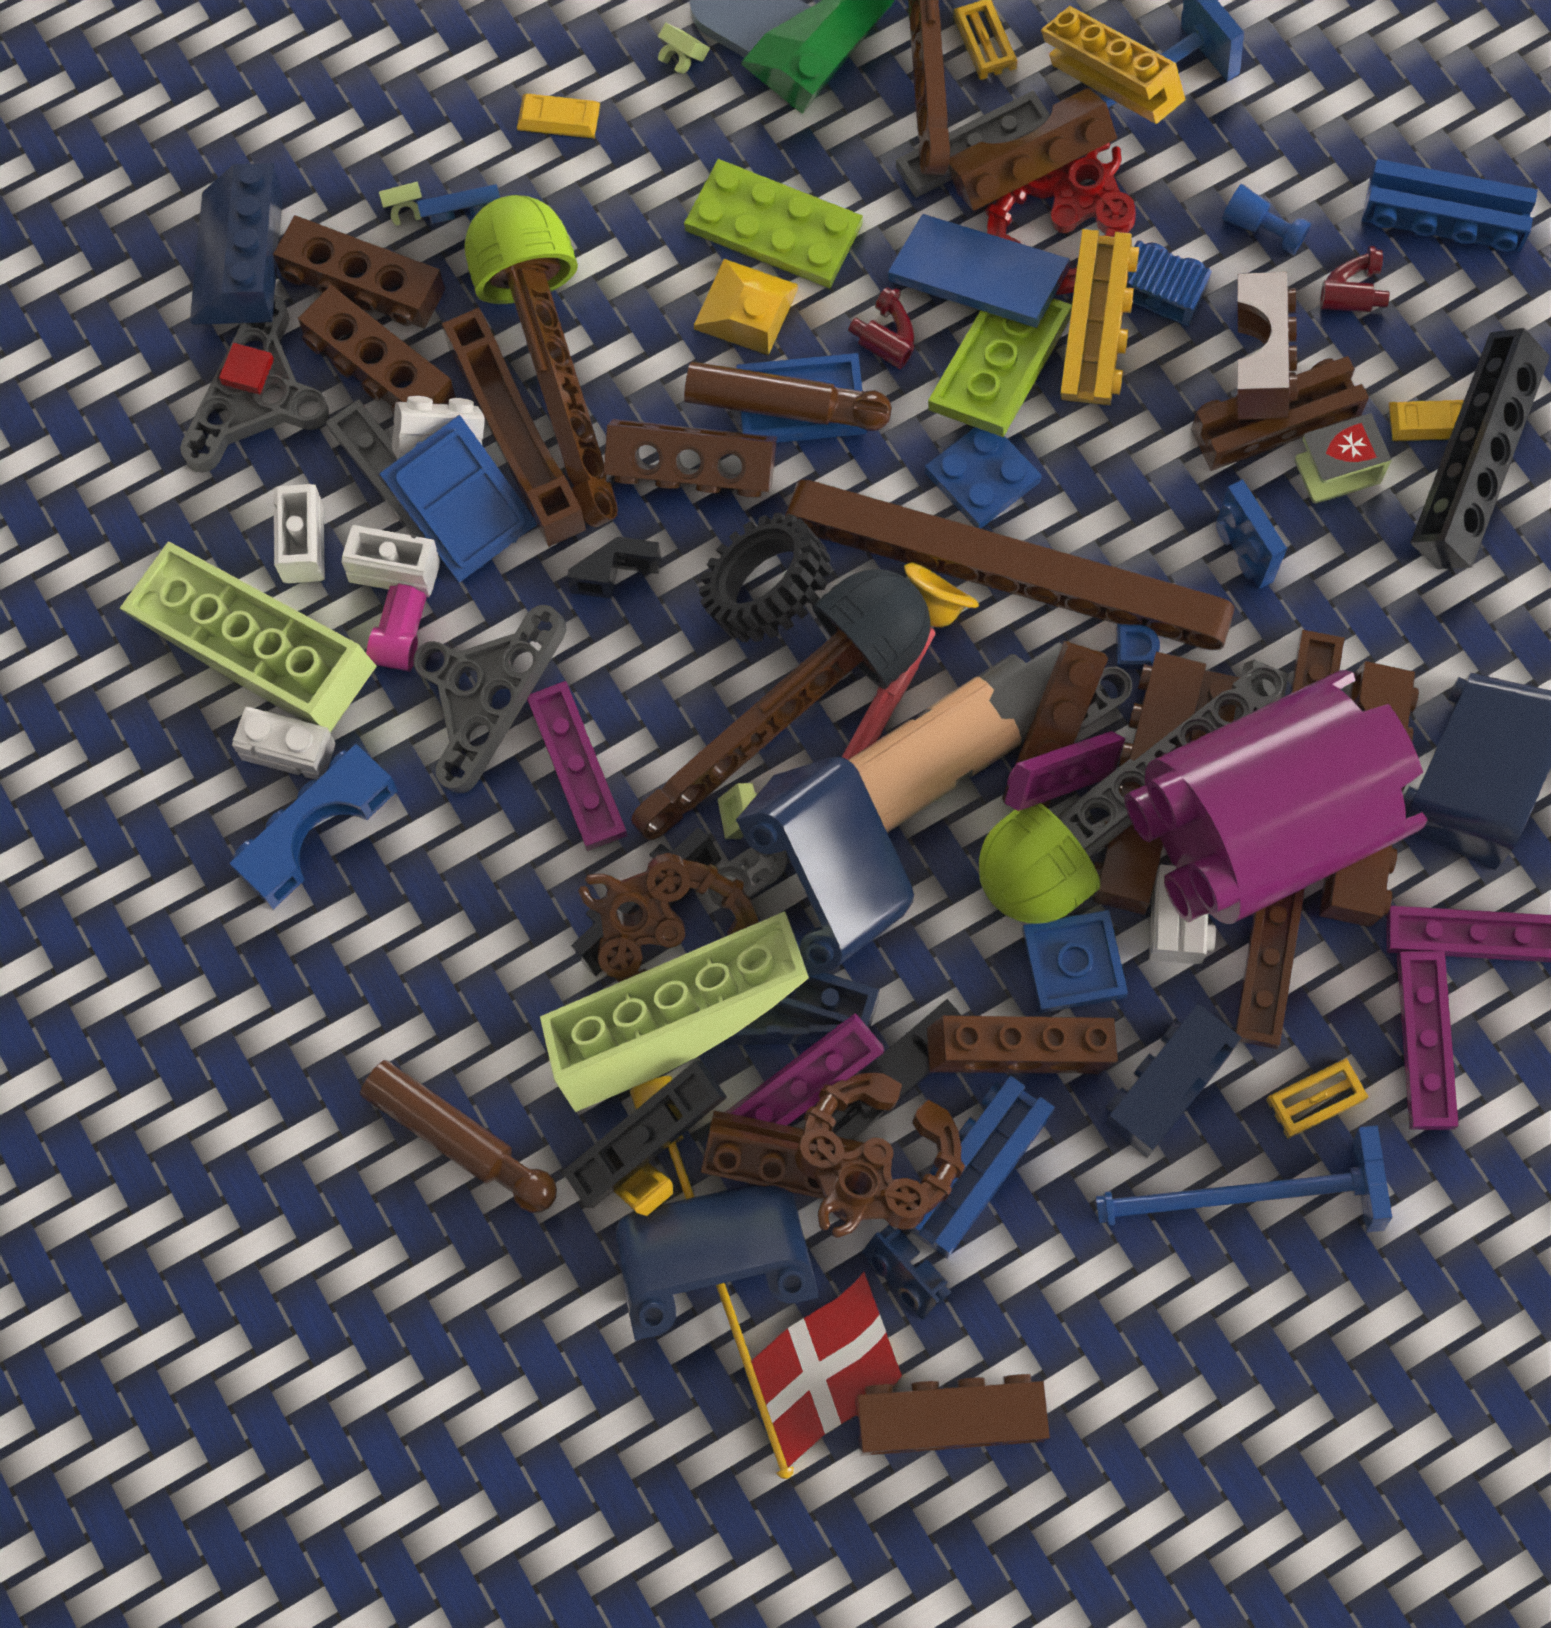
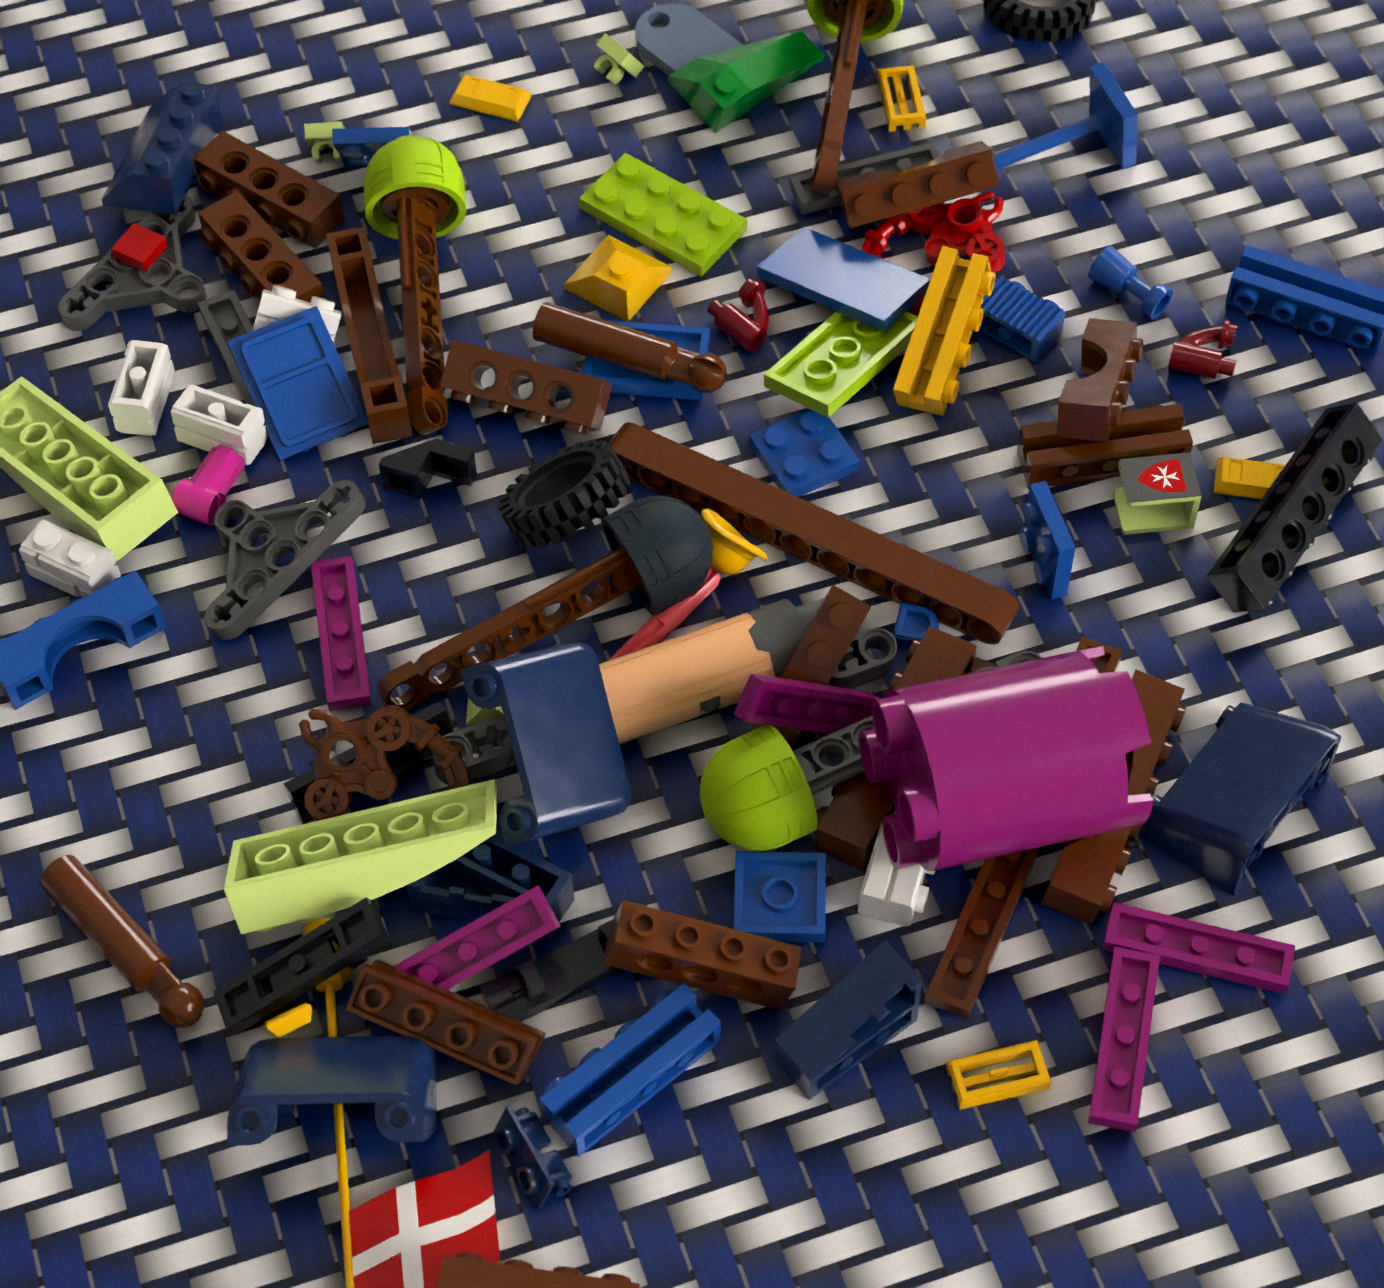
camera: 10 degrees right, 15 degrees down
(868, 1167) = (500, 1041): reddish brown piece -> none
(1114, 64) = (1011, 126): yellow brick -> none
(1365, 1179) = (1022, 1153): blue tile -> none

